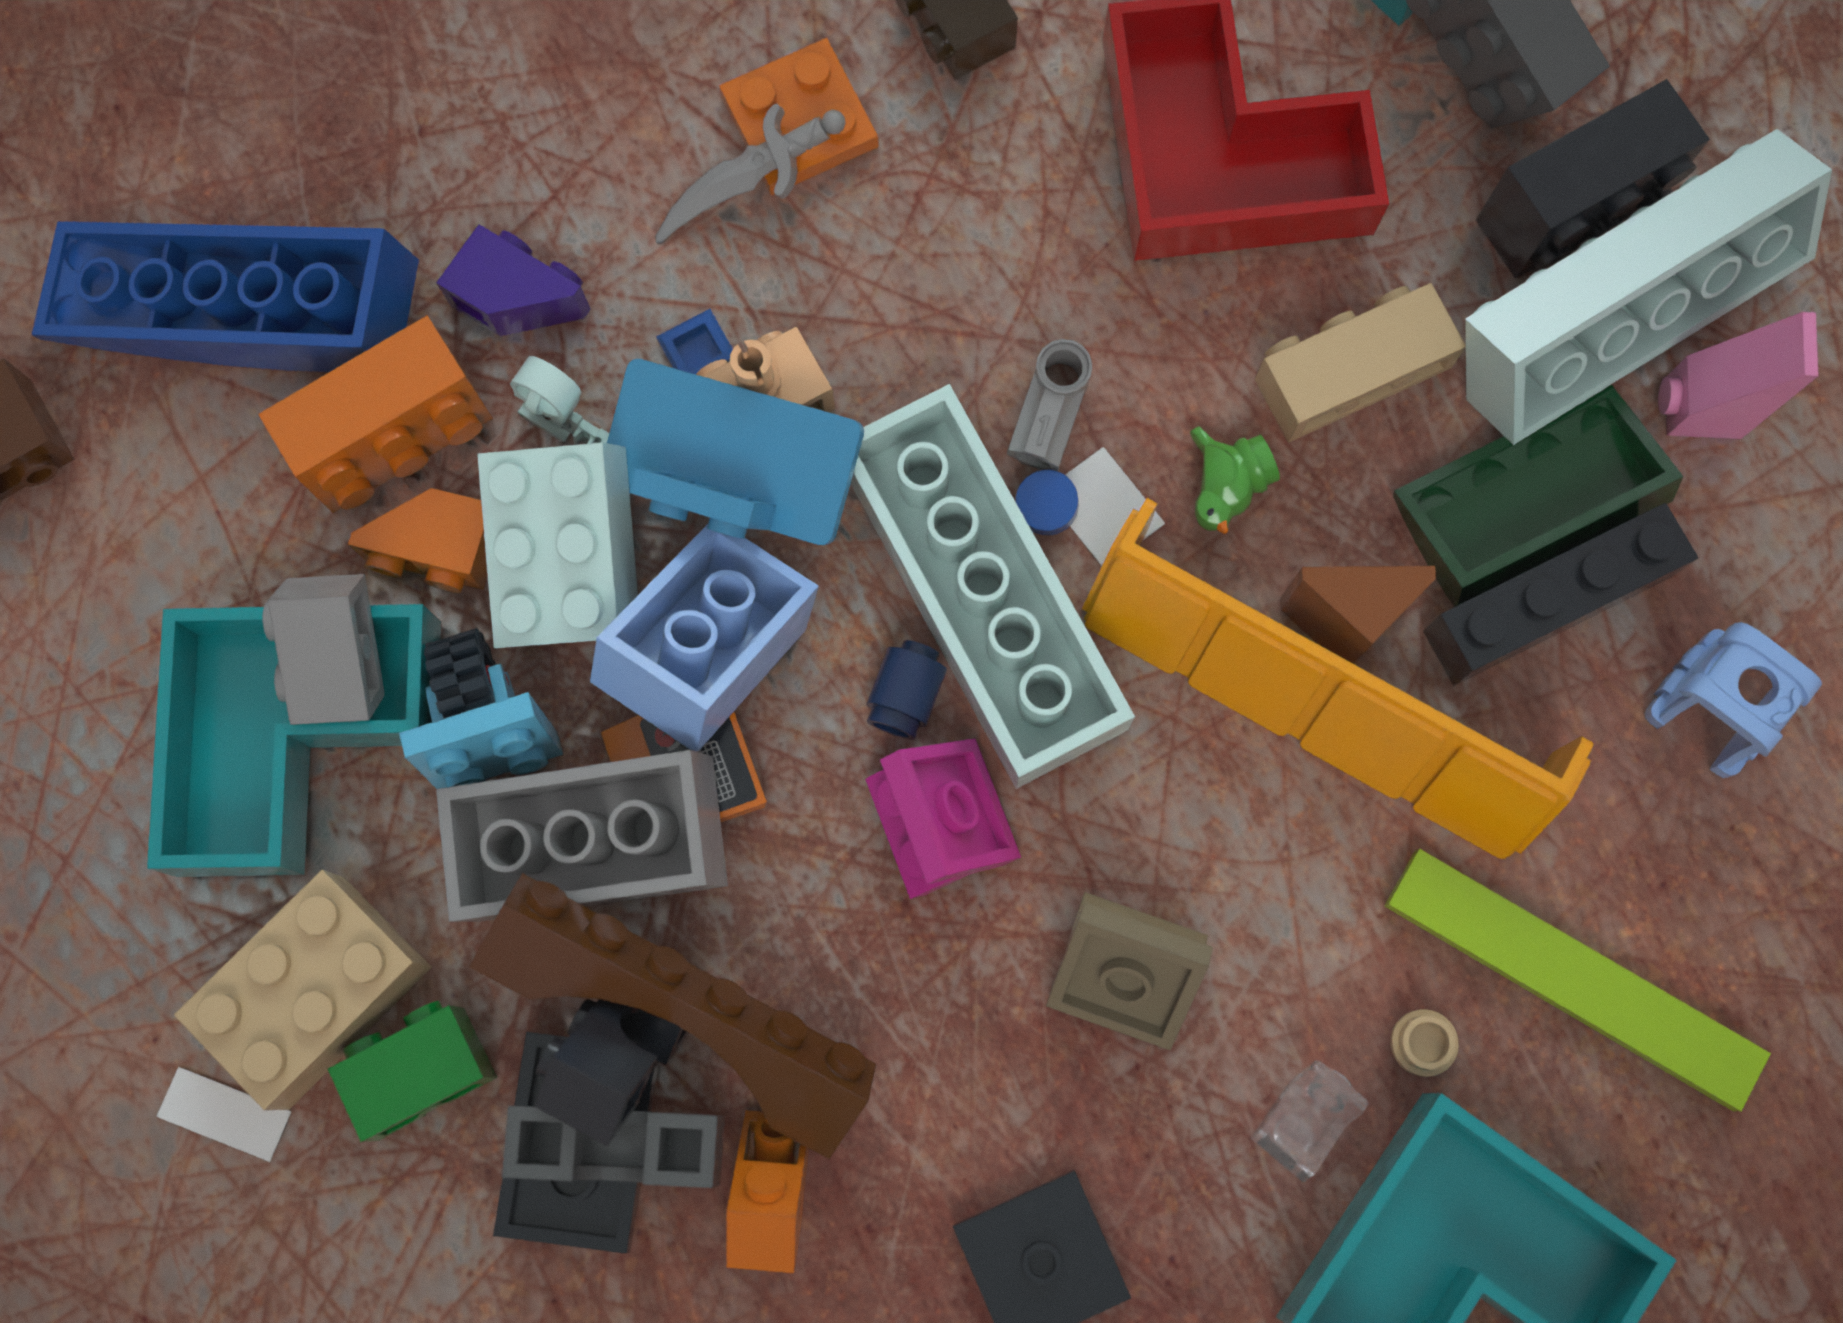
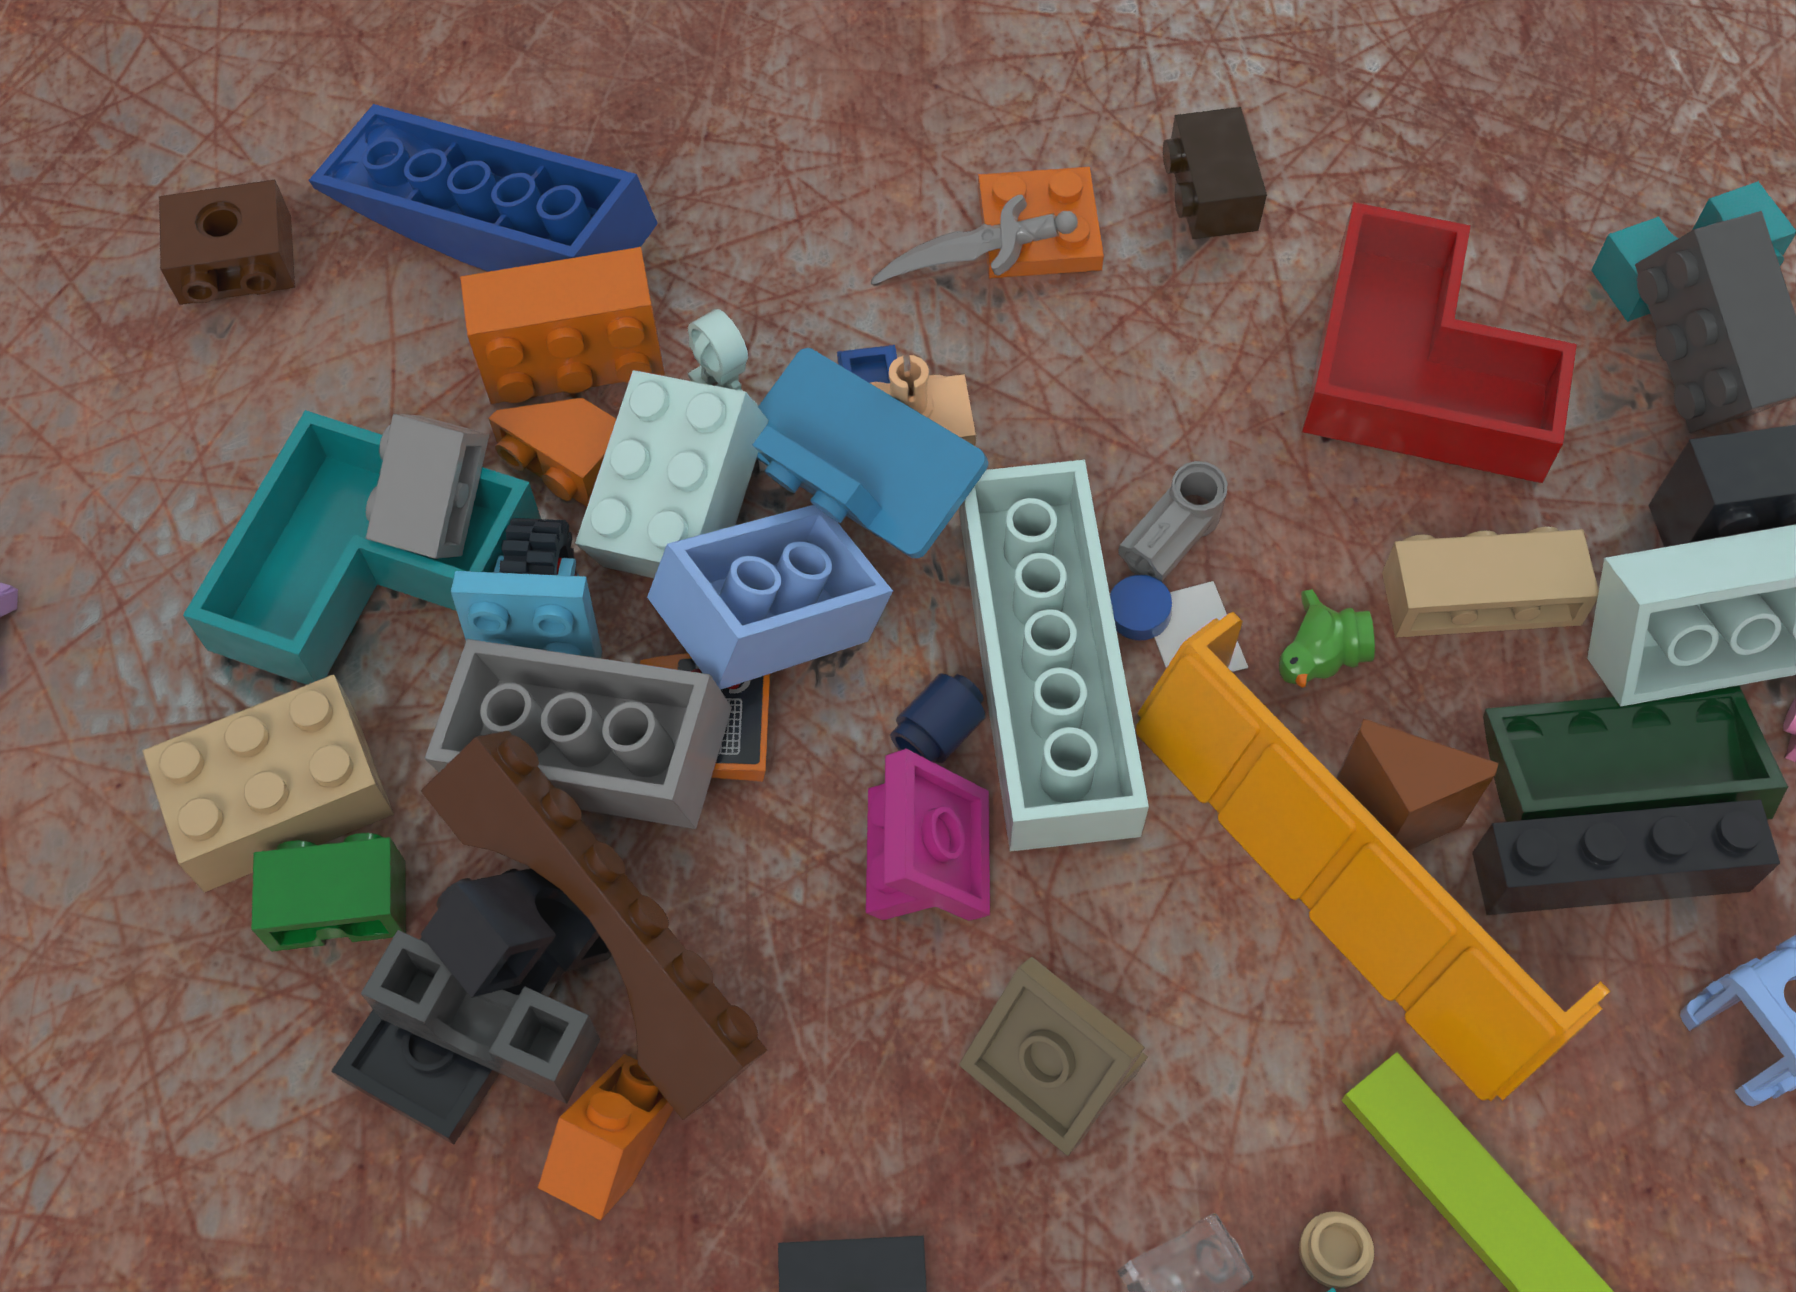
camera: 20 degrees right, 15 degrees down
(222, 1114) = (145, 874): white sticker -> none
(509, 289) = (724, 270): dark purple slope -> none

